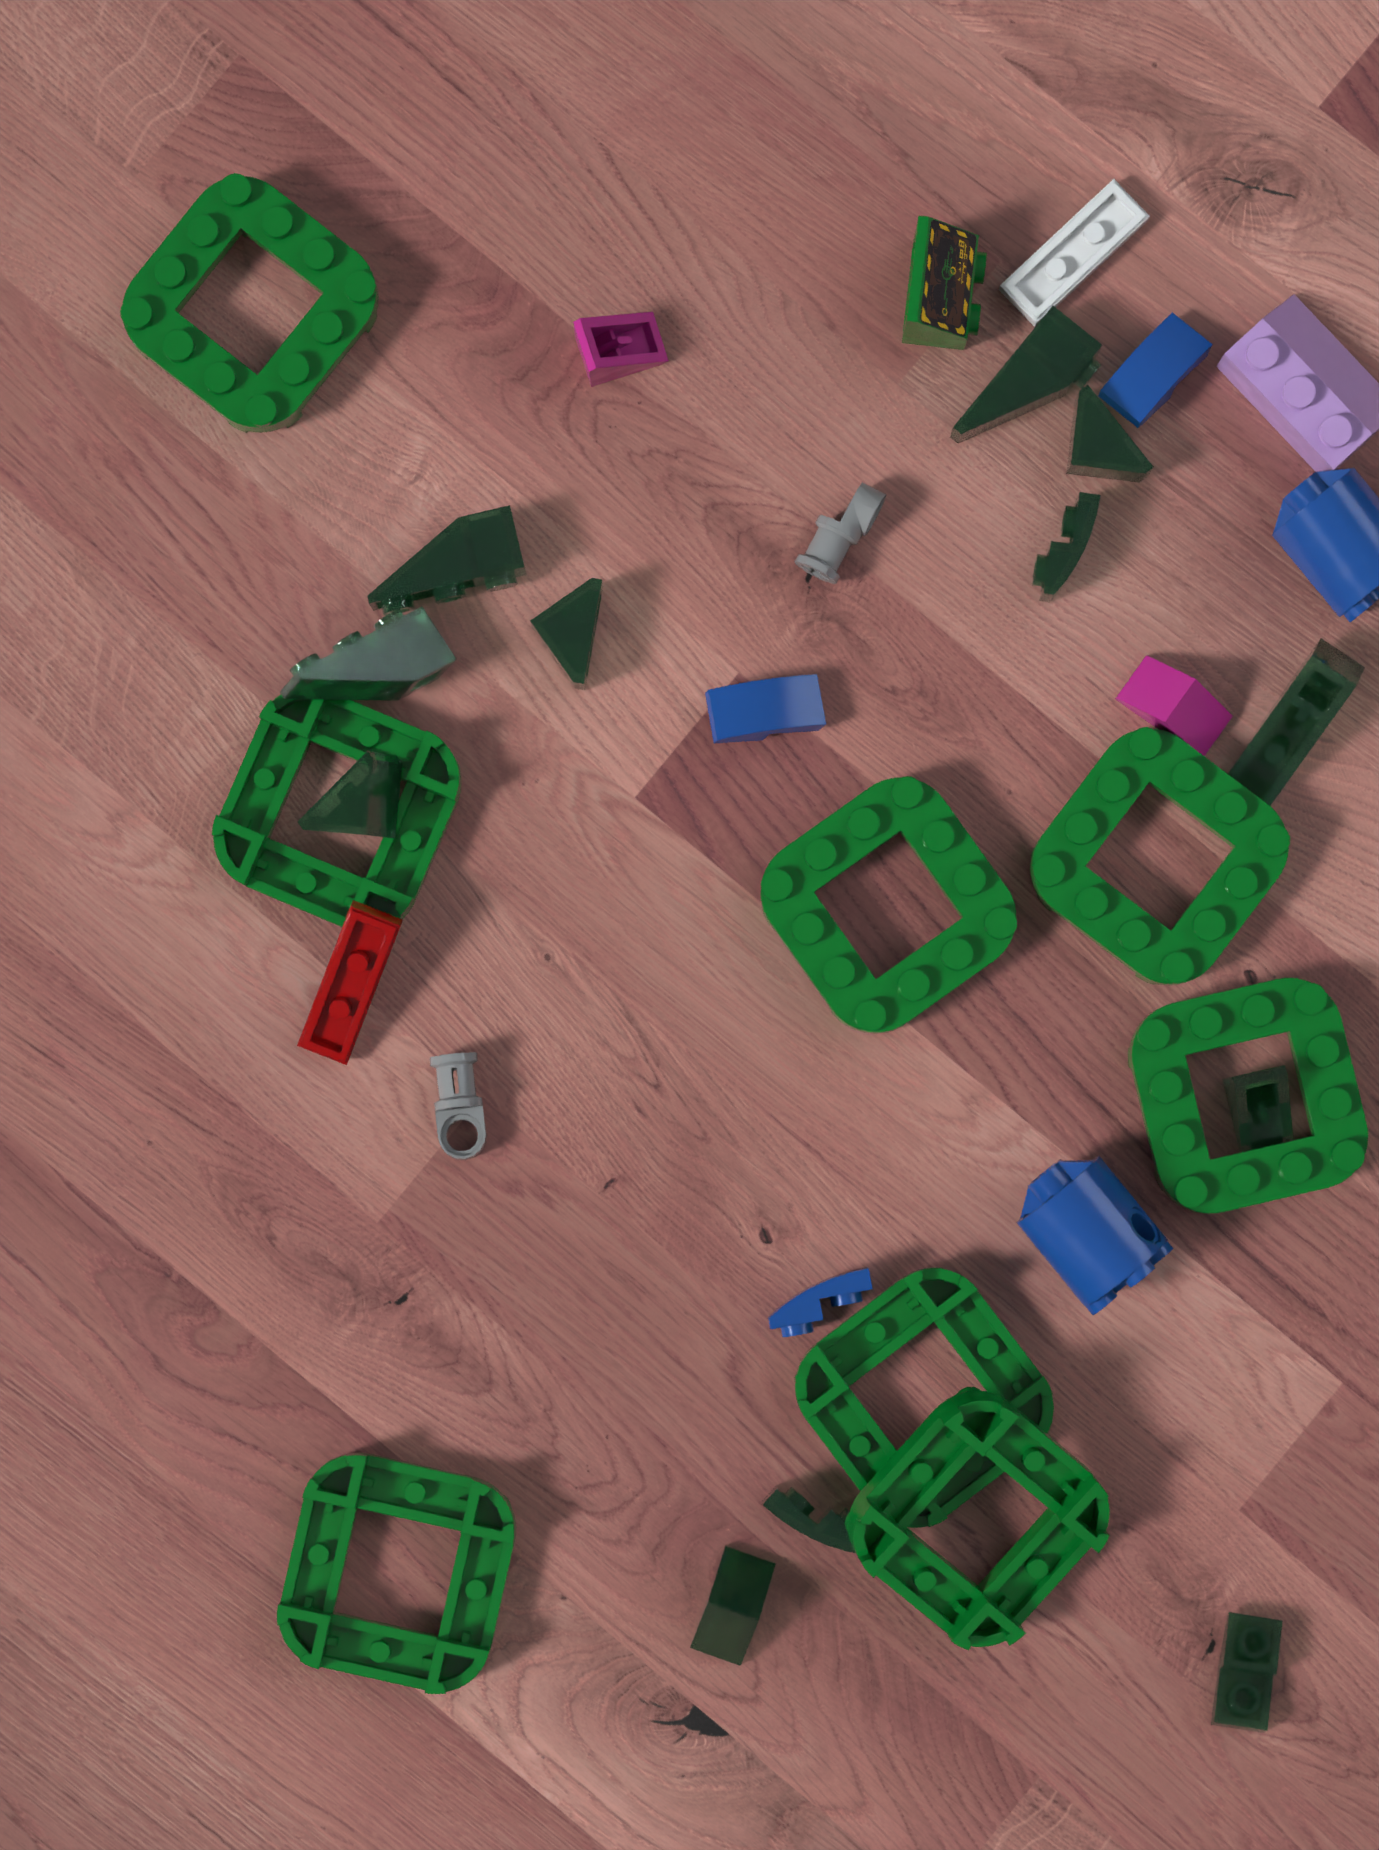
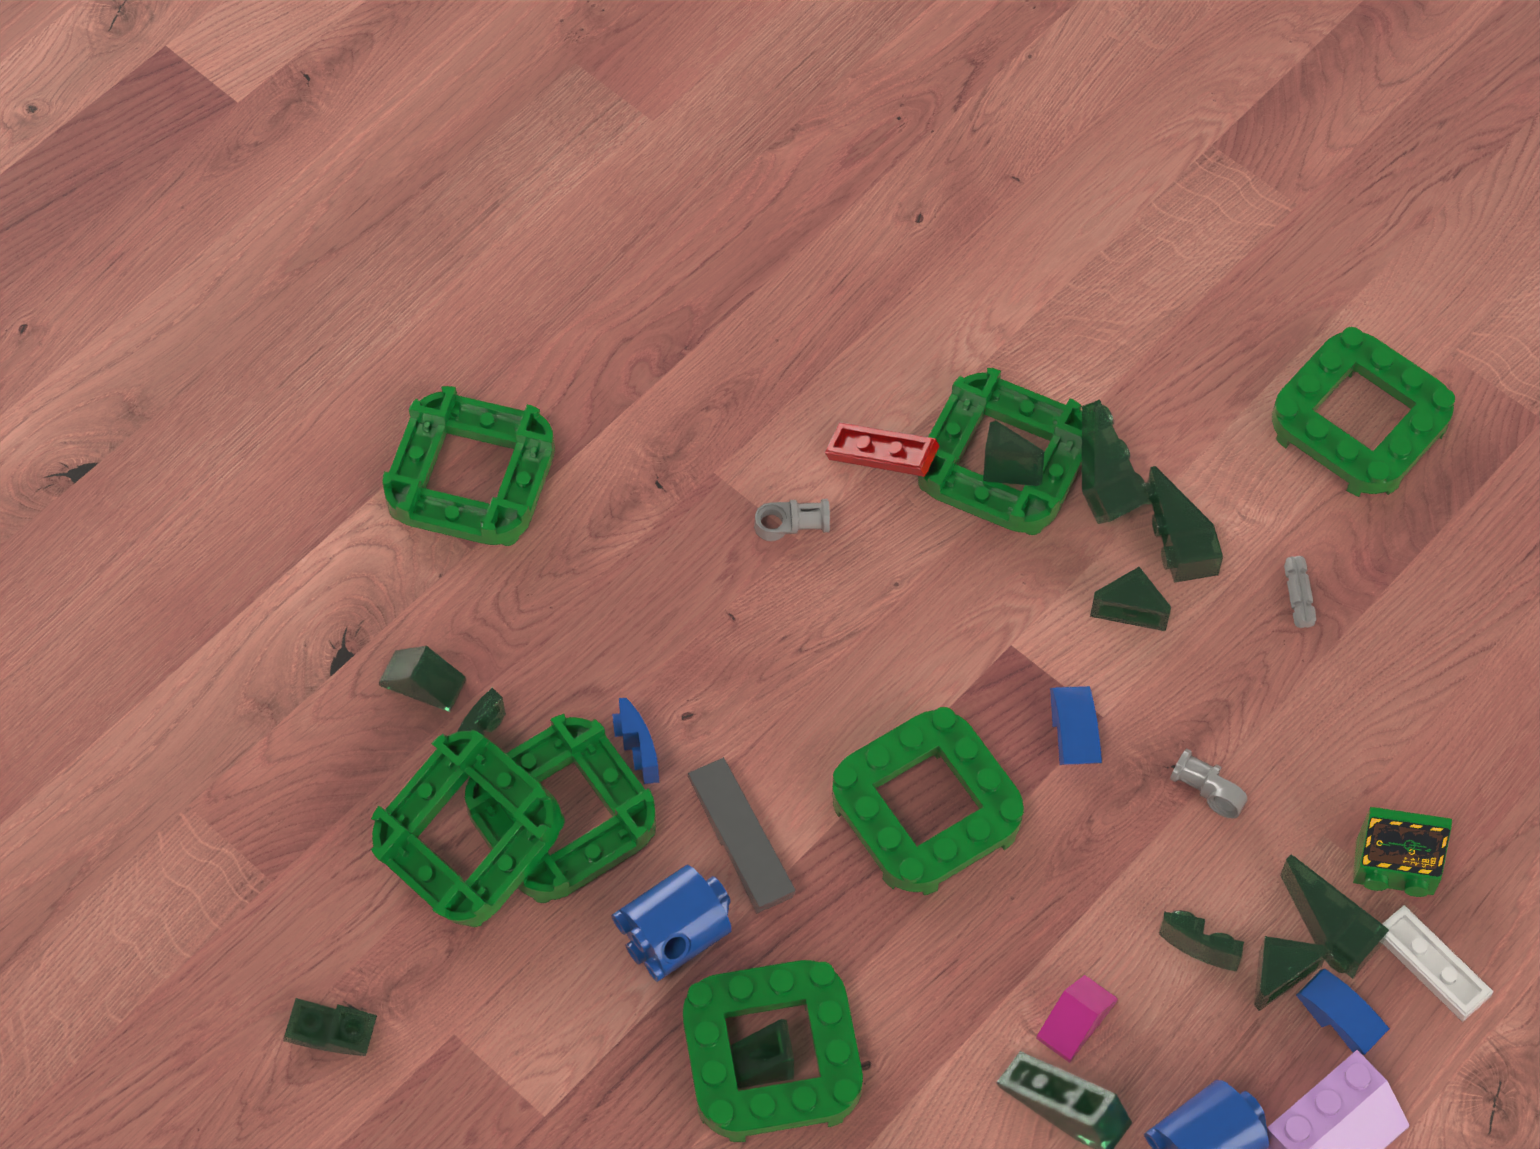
camera: 90 degrees right, 25 degrees down
(540, 402) = (1300, 592): none -> light grey axle
(619, 345) = (1343, 636): dark pink slope -> none
(949, 1151) = (741, 835): none -> dark grey slope
(1204, 793) = (922, 1037): green plate -> none

